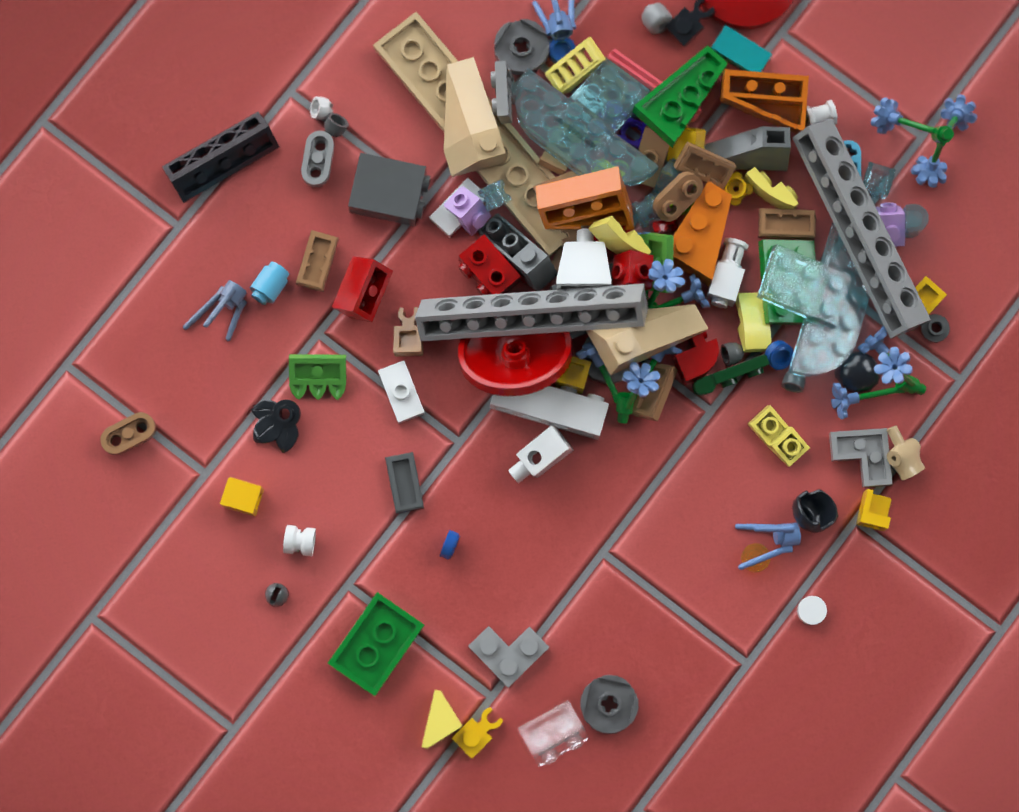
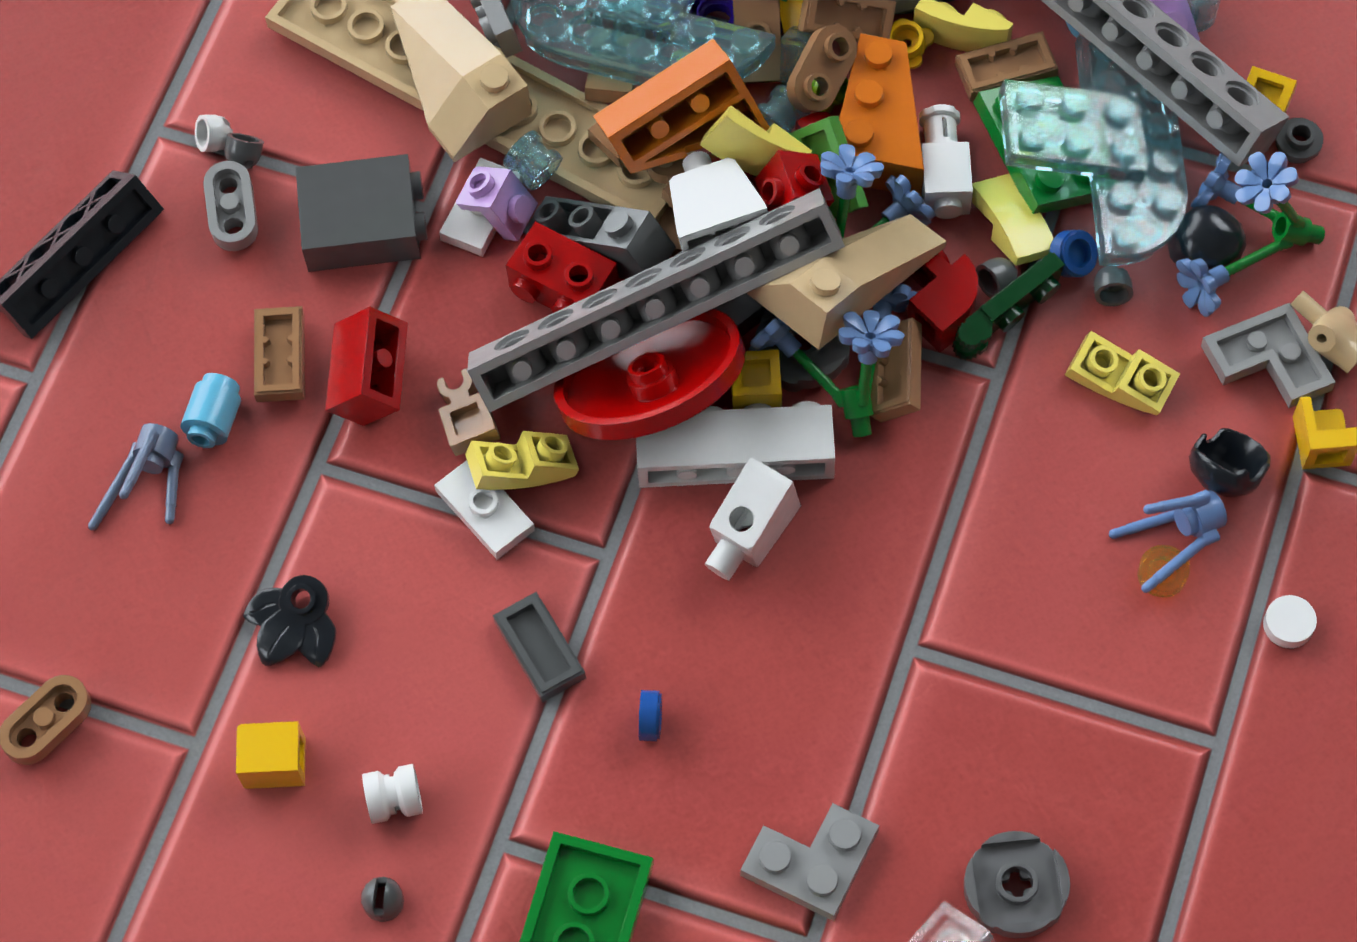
camera: 10 degrees left, 15 degrees down
(317, 373) = (335, 520): bright green plate -> none
(429, 375) = (530, 463): none -> light yellow slope

